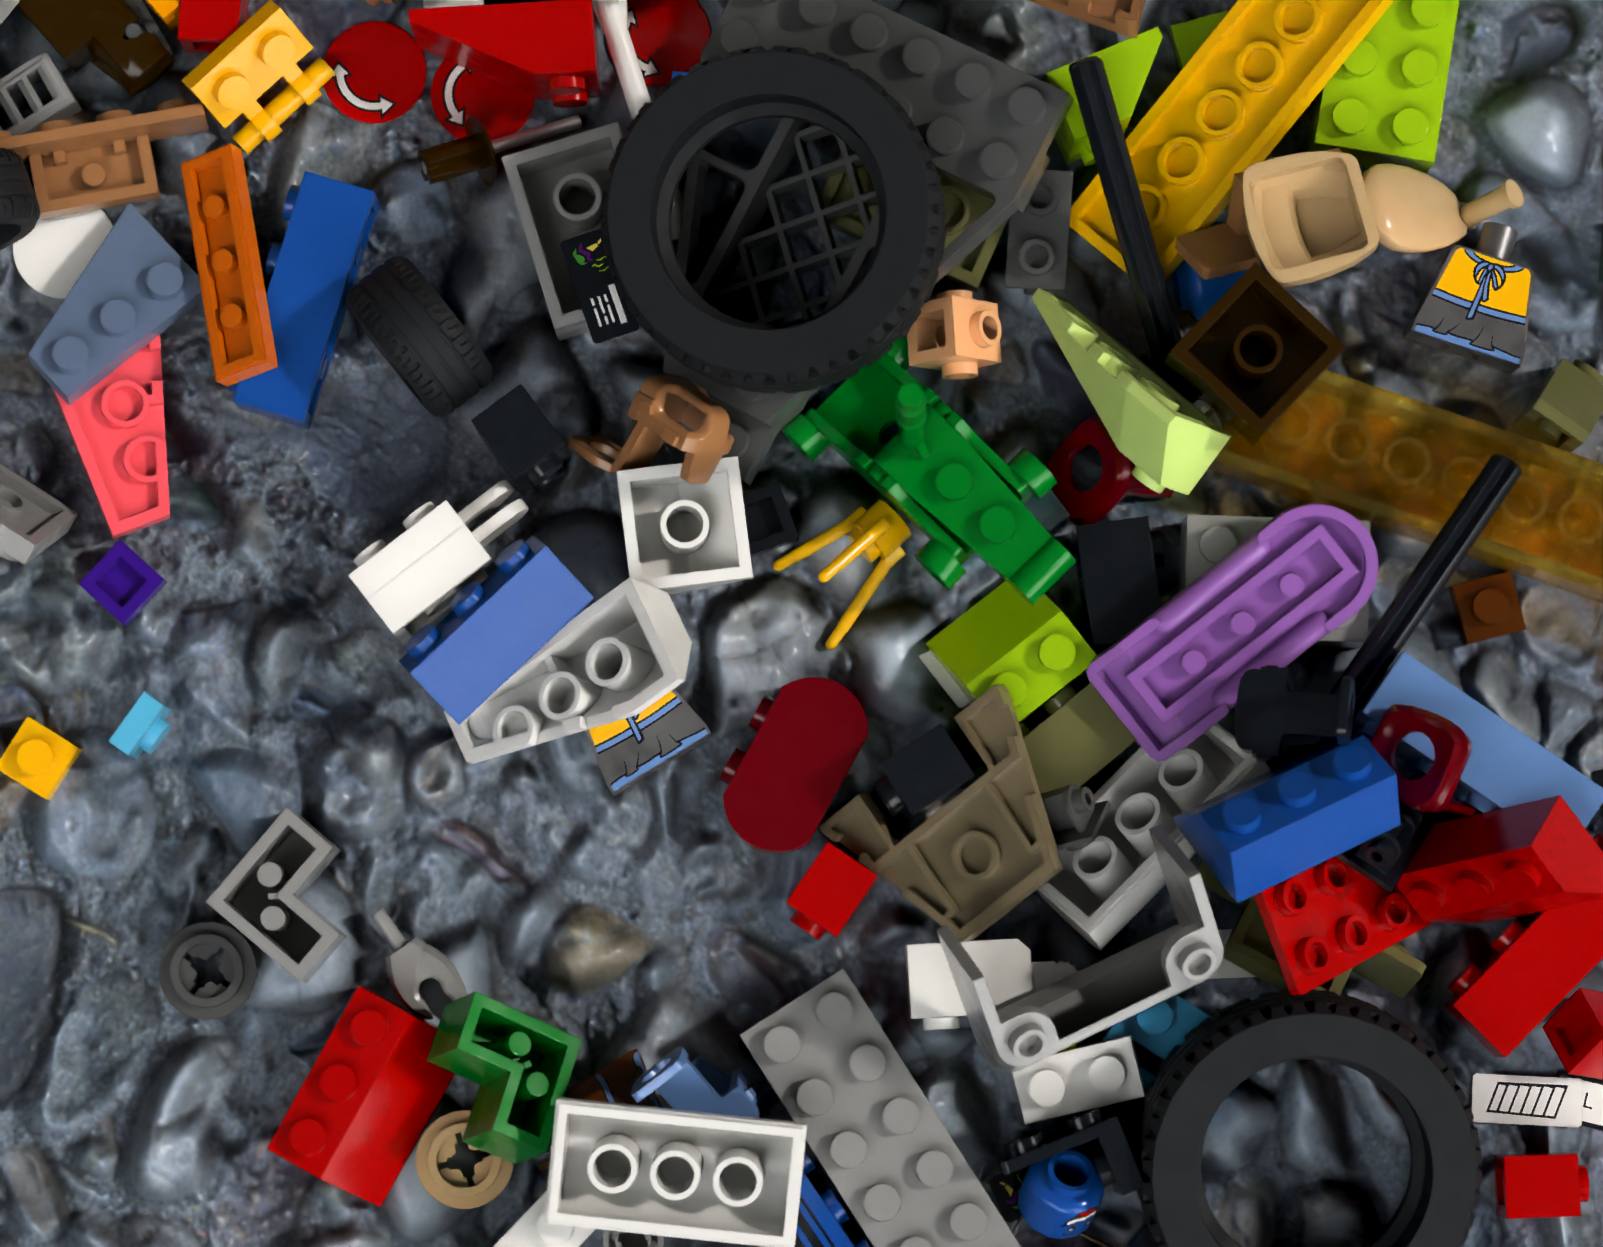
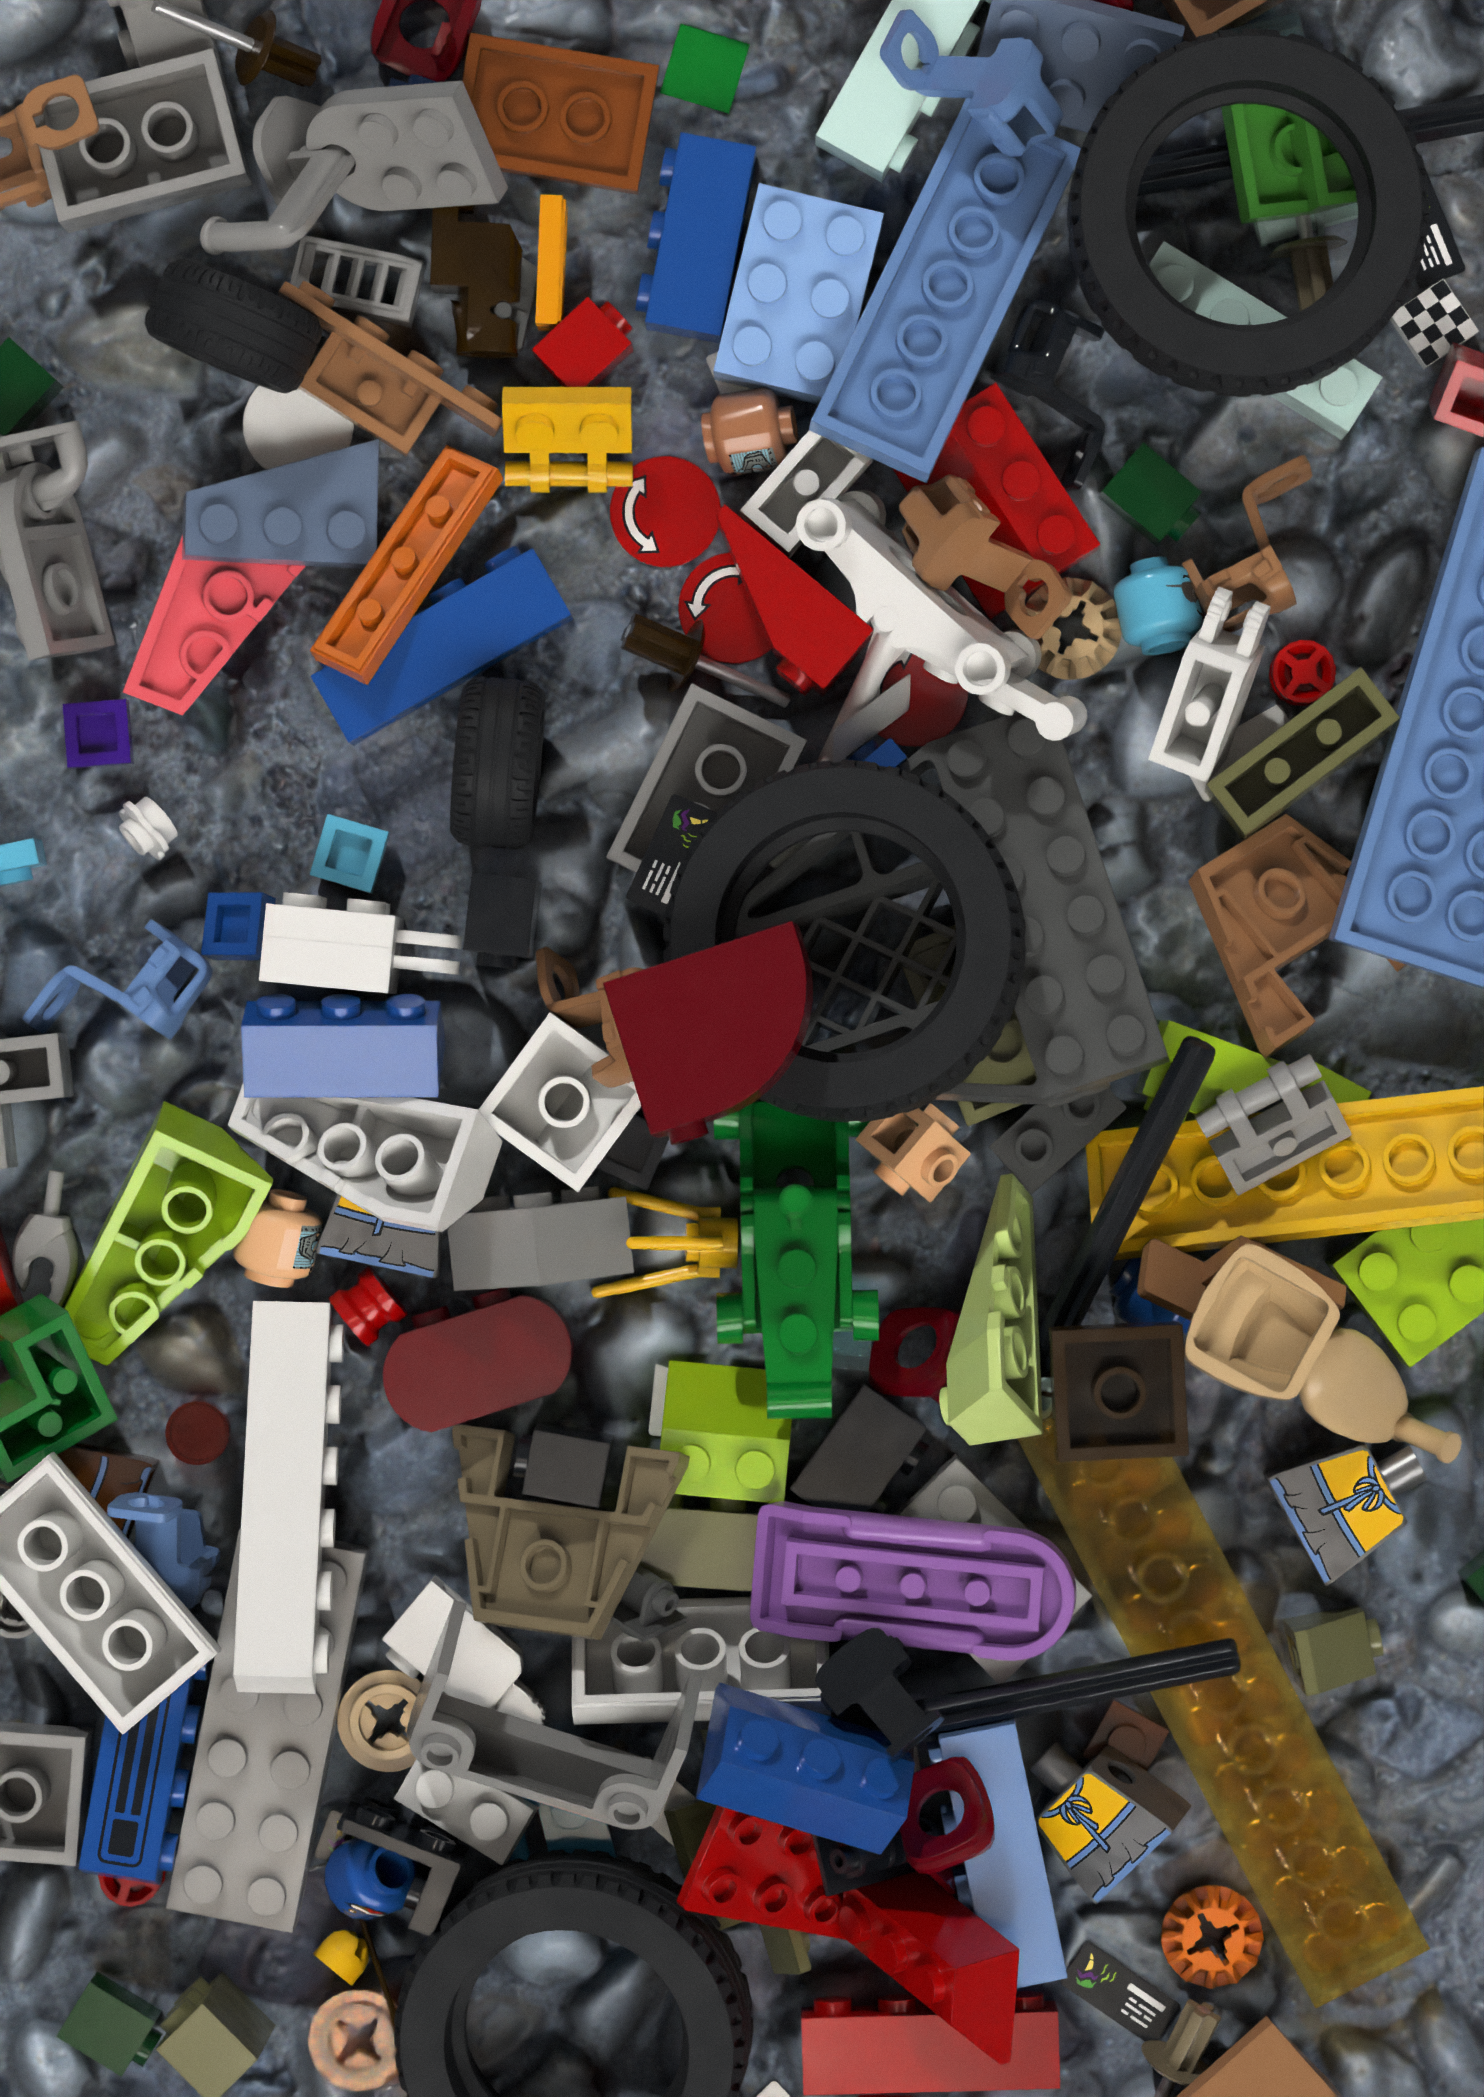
camera: 50 degrees right, 5 degrees up
(217, 614) = (147, 827): none -> white plate
(326, 730) = (148, 995): none -> medium blue piece
(344, 623) = (234, 925): none -> blue plate
(375, 501) = (349, 853): none -> medium azure plate
(488, 866) = (172, 1219): none -> lime wedge
(575, 811) = (280, 1241): none -> light nougat head
(646, 1002) = (198, 1432): none -> clear red tile
(648, 67) = (871, 719): none -> white sticker
(682, 799) = (368, 1306): none -> red wheel
(738, 350) = (713, 1028): none -> dark red brick
(751, 980) = (285, 1498): none -> white brick
(757, 639) = (540, 1240): none -> light grey brick
(829, 892) = (413, 1483): red brick -> none
(948, 1098) = (358, 1721): none -> tan gear
(1197, 81) = (1279, 1136): none -> light grey plate
(1524, 666) = (1103, 1815): none -> torso

